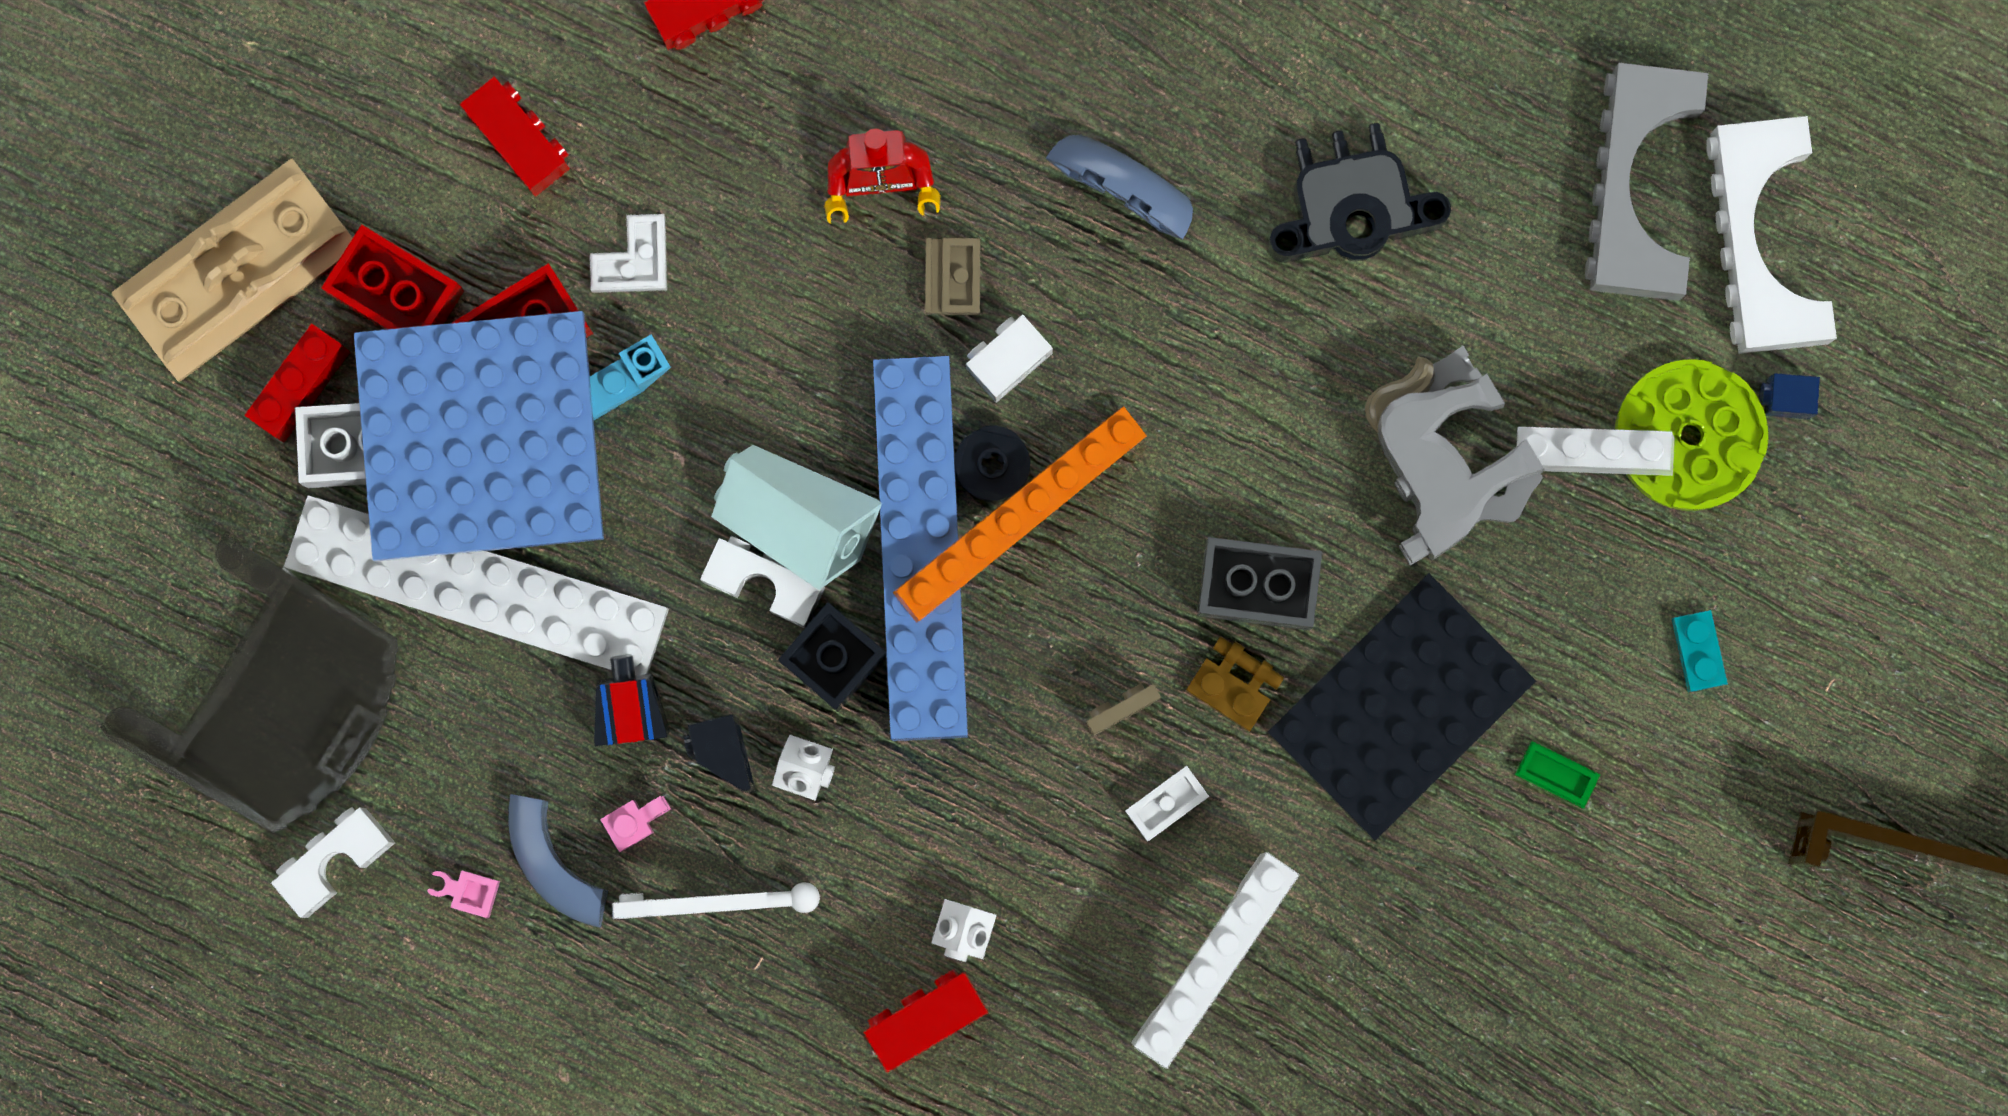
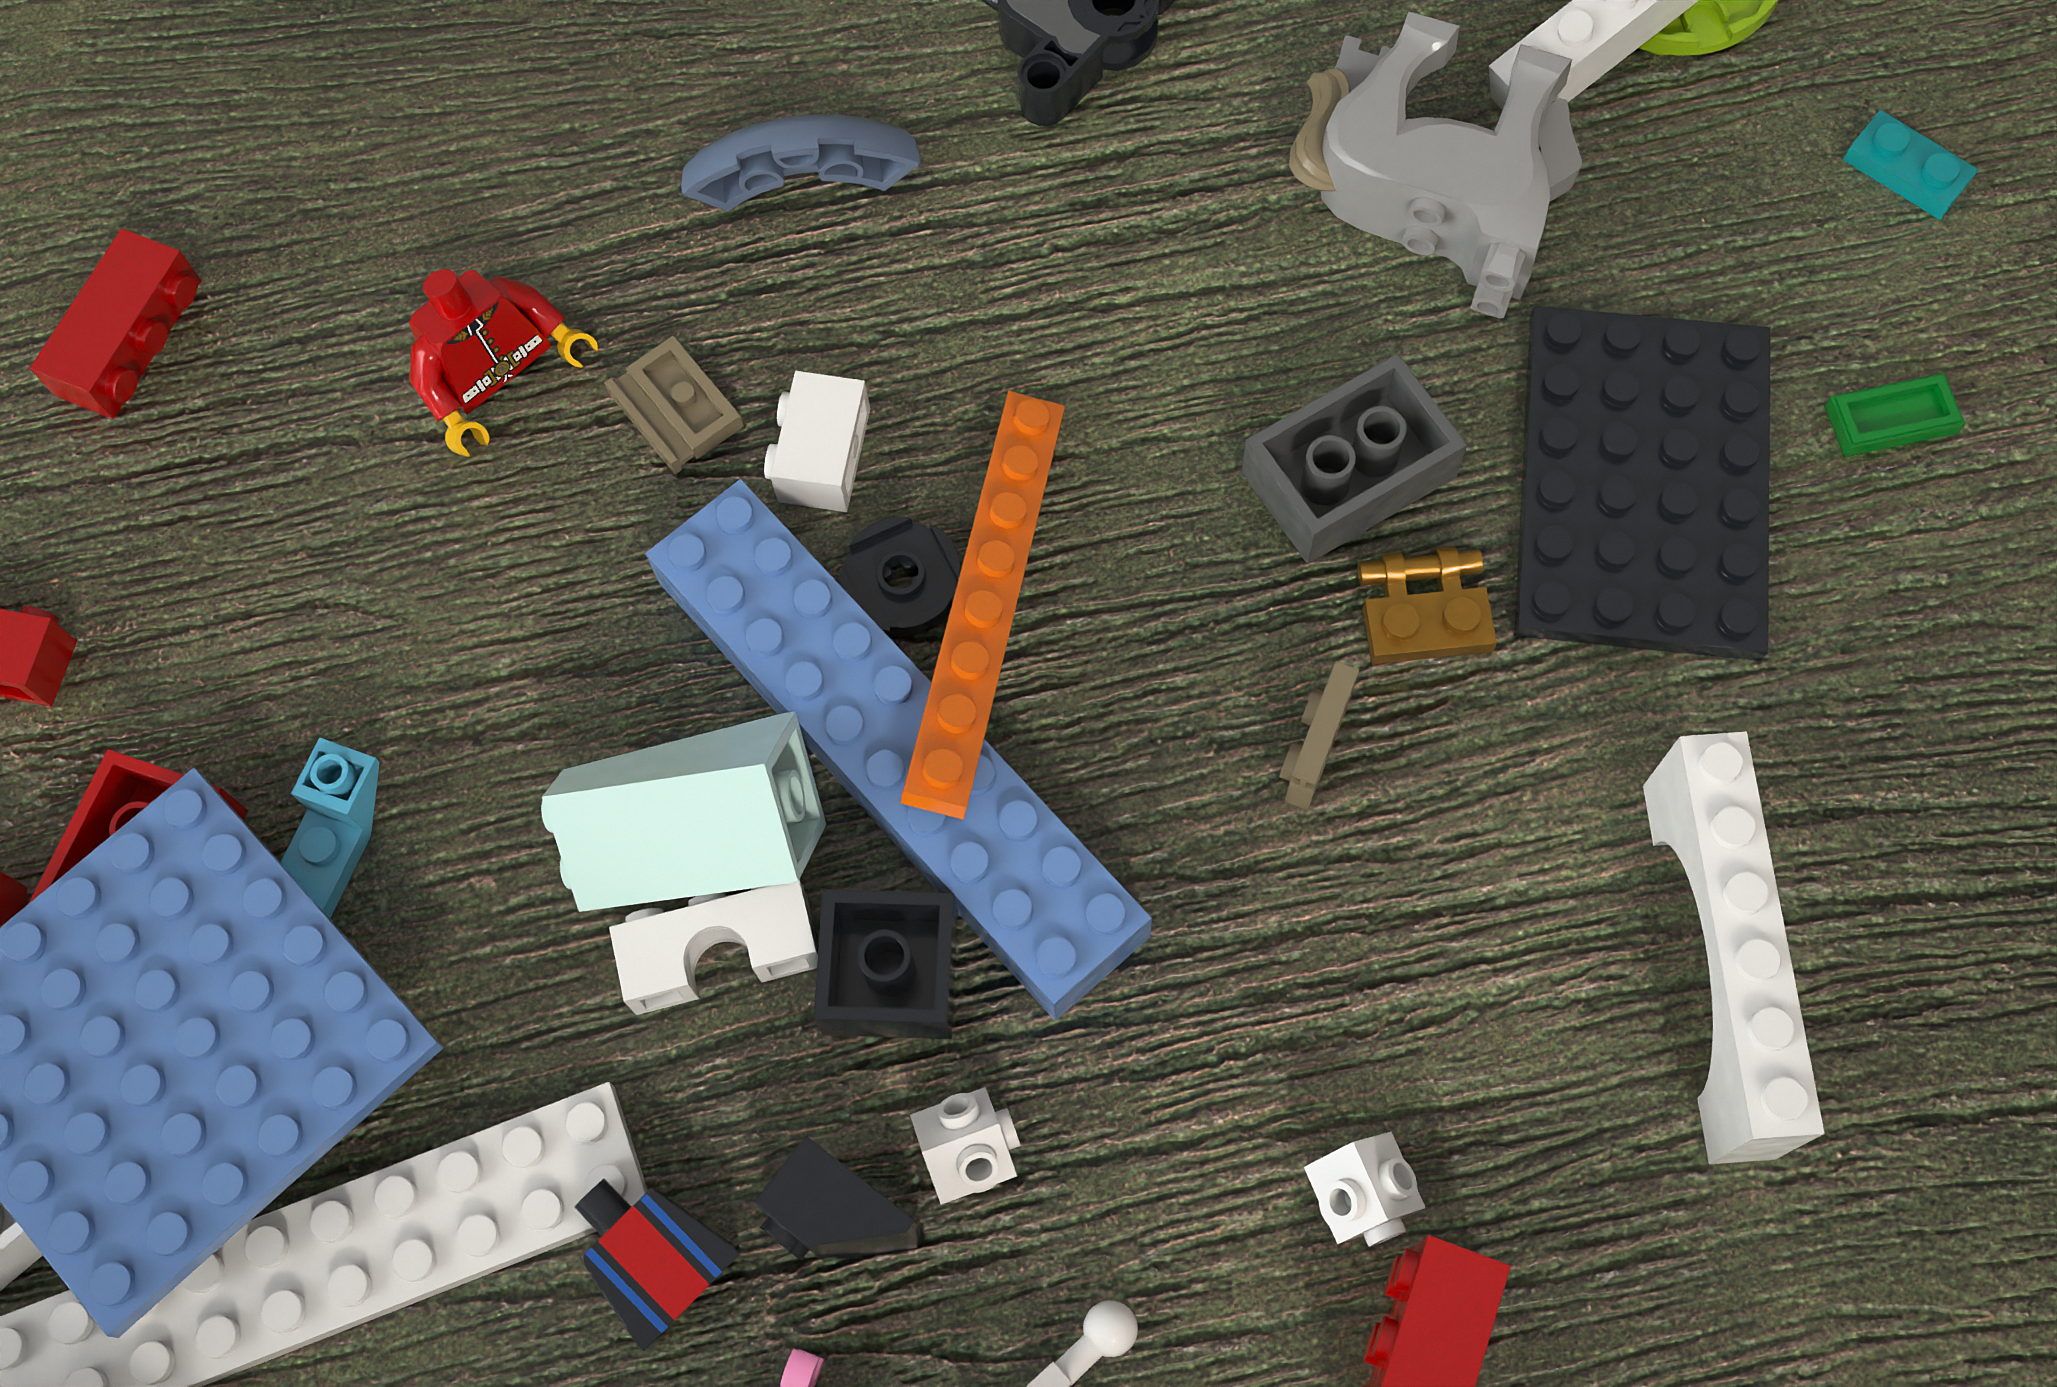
camera: 35 degrees left, 15 degrees down
(641, 266) = (254, 684): white tile -> none
(1166, 803) = (1477, 812): white plate -> none

